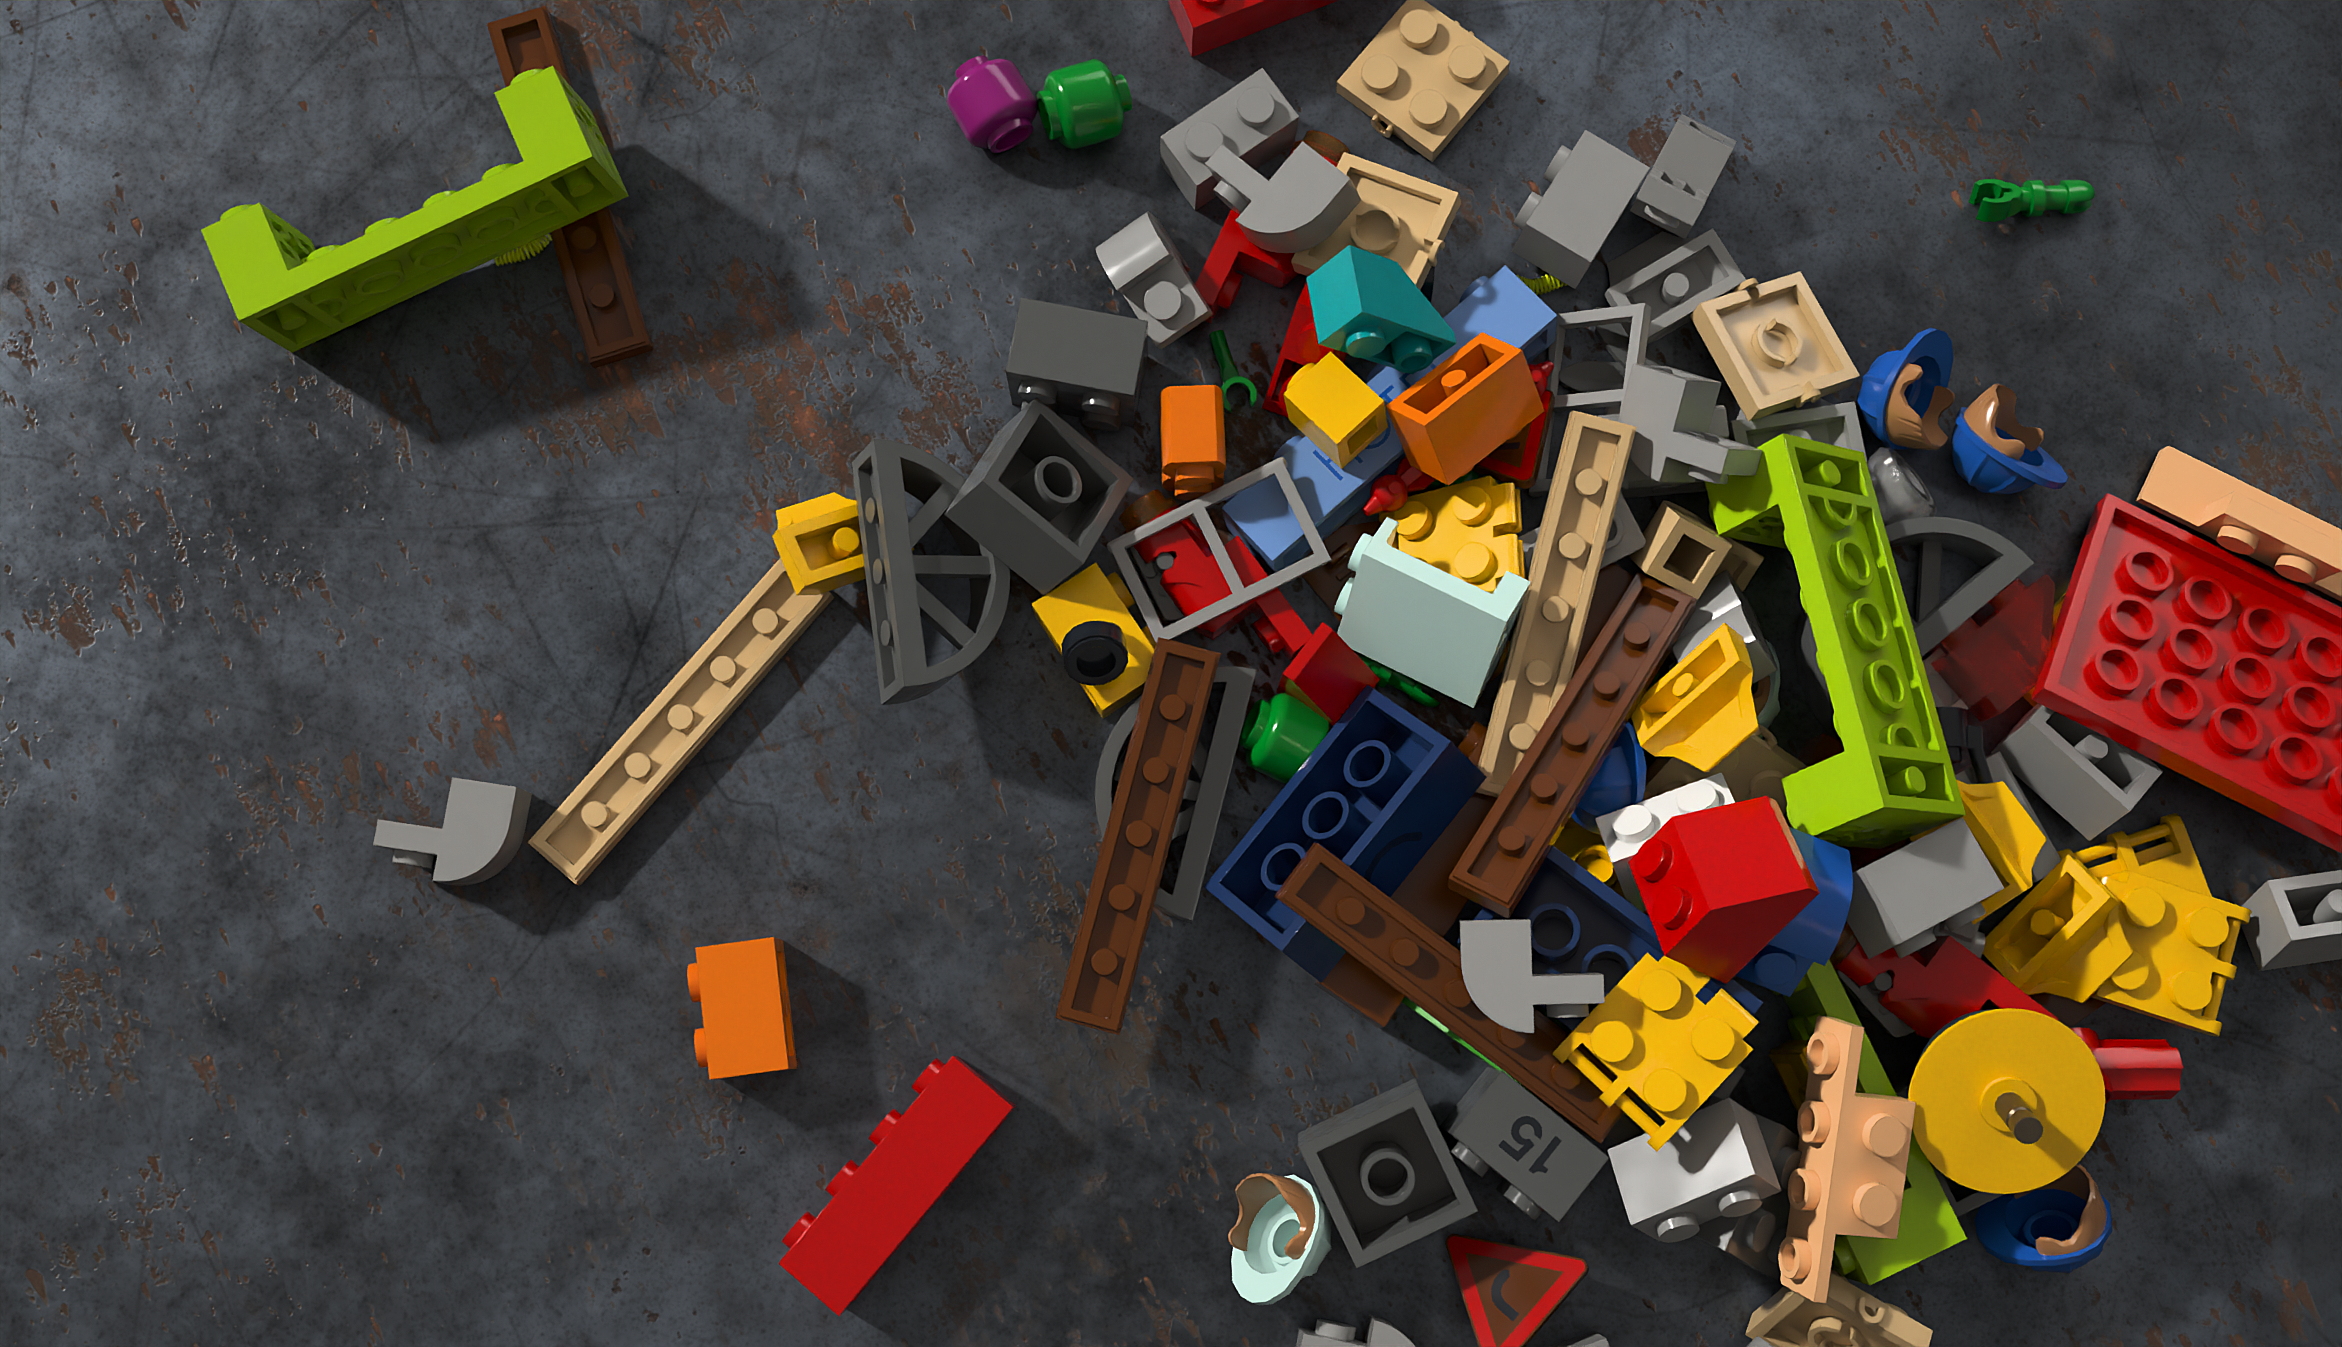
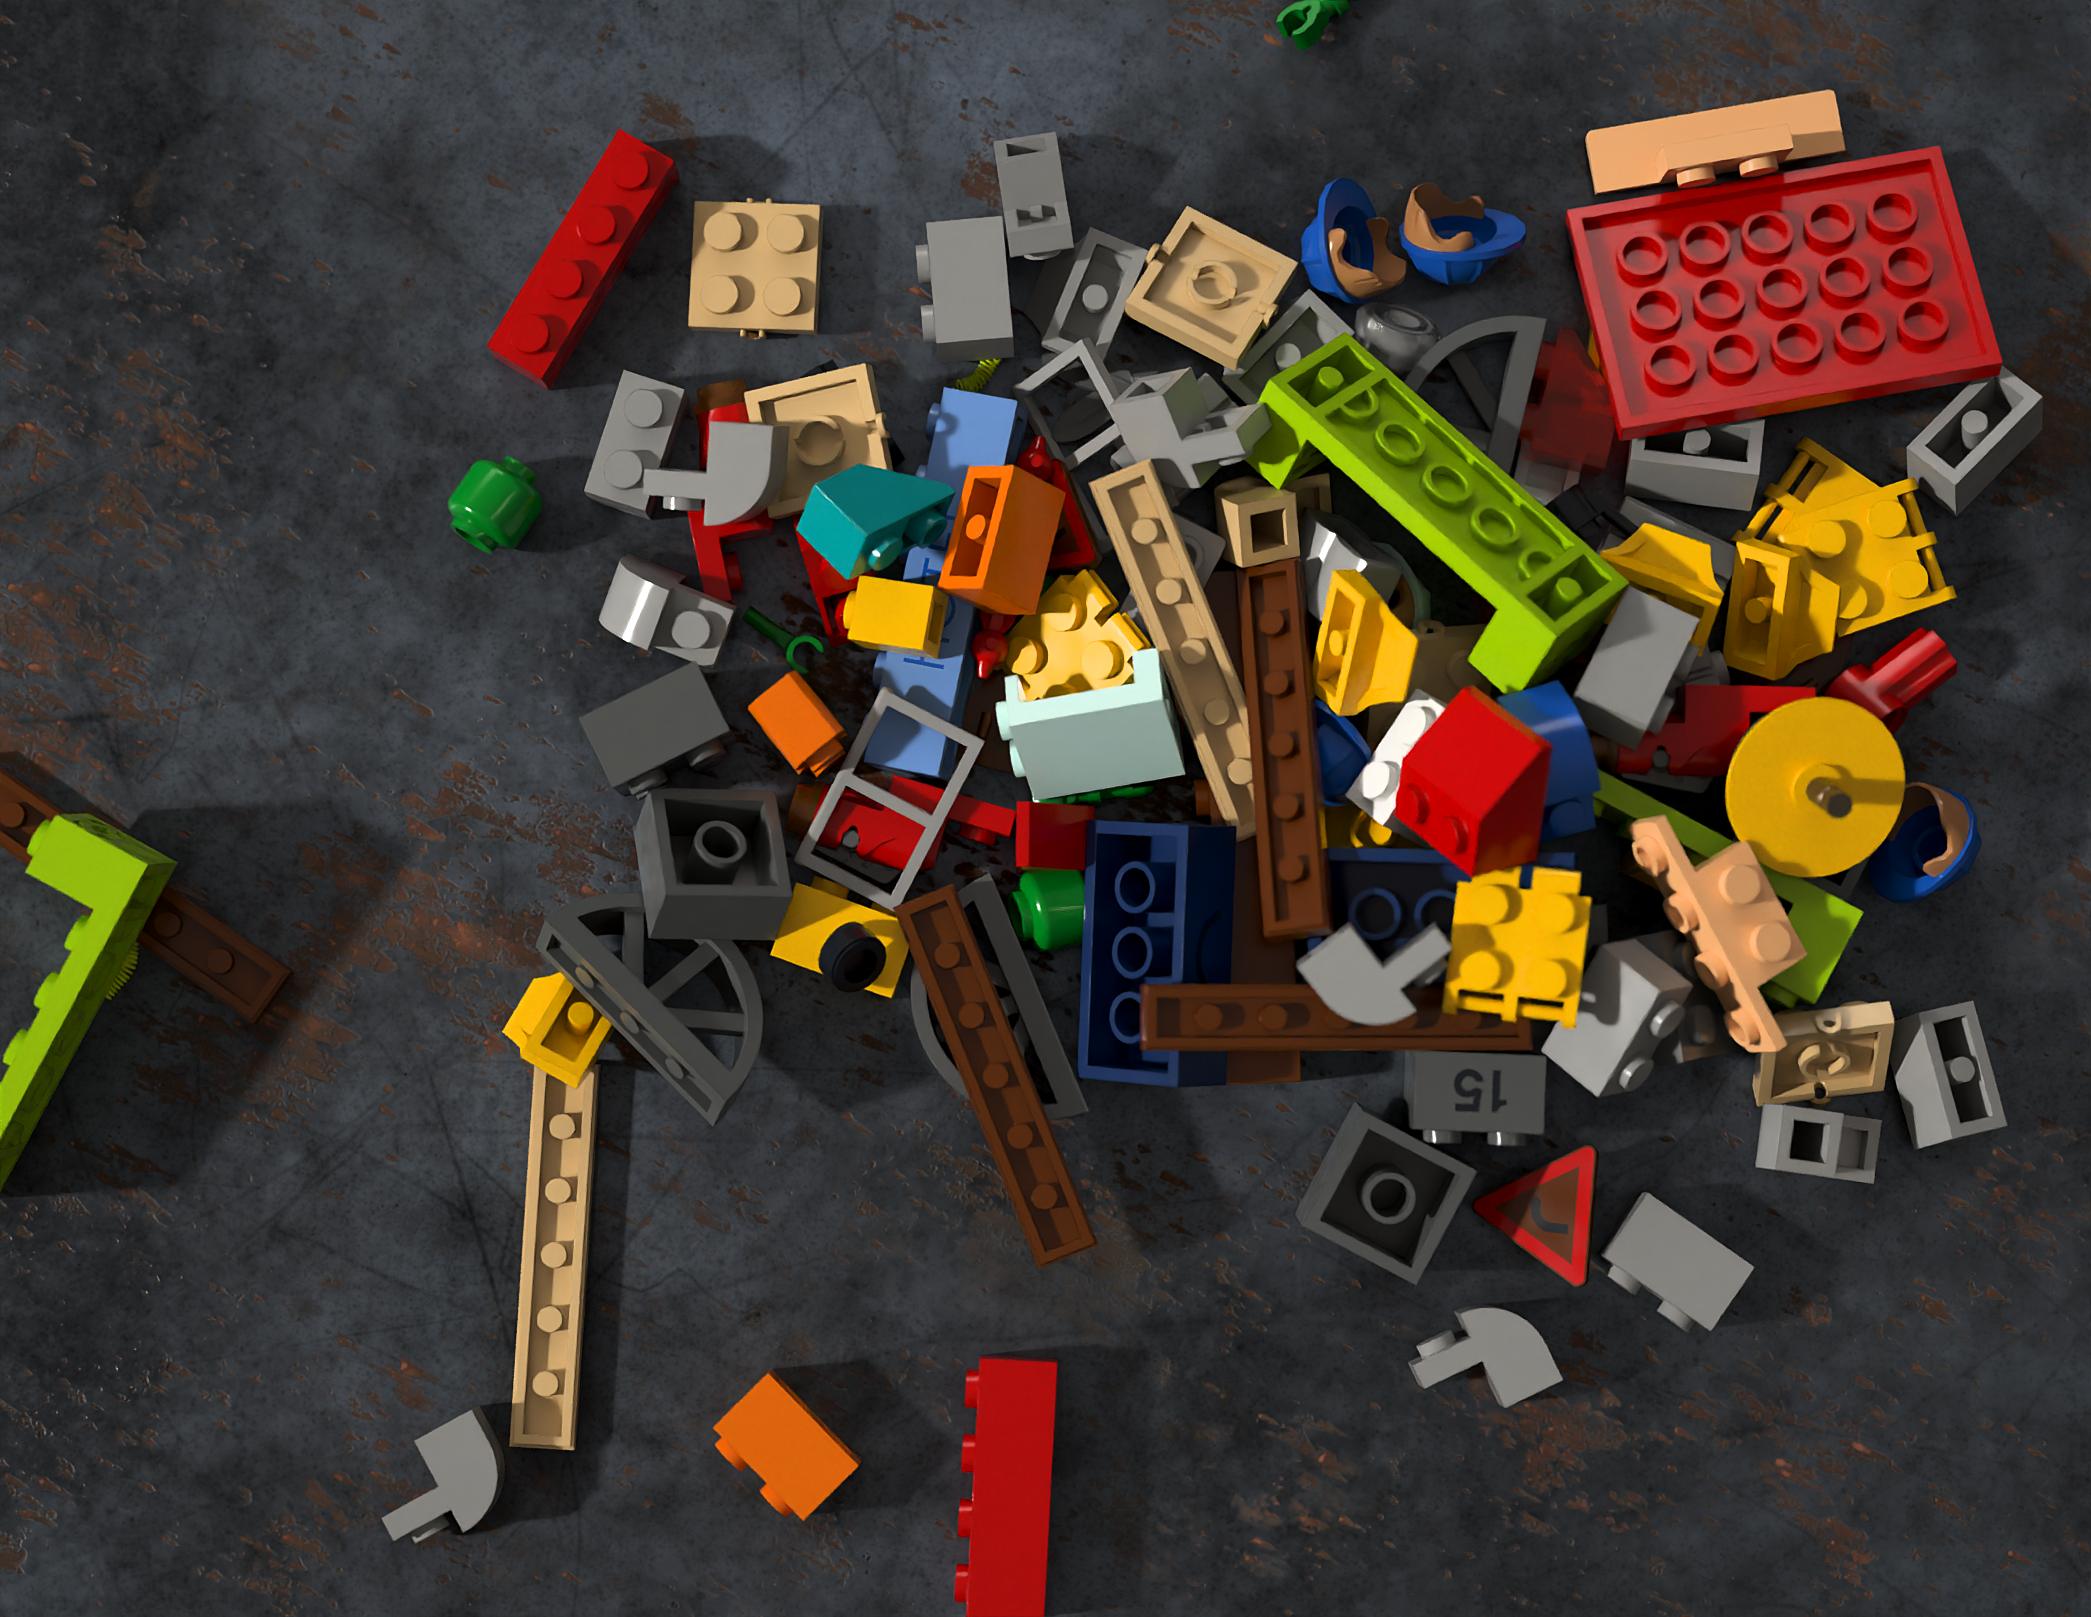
camera: 35 degrees left, 5 degrees up
(992, 103) = (417, 558): magenta head -> none
(1278, 1236) = (1337, 1305): light aqua piece -> none

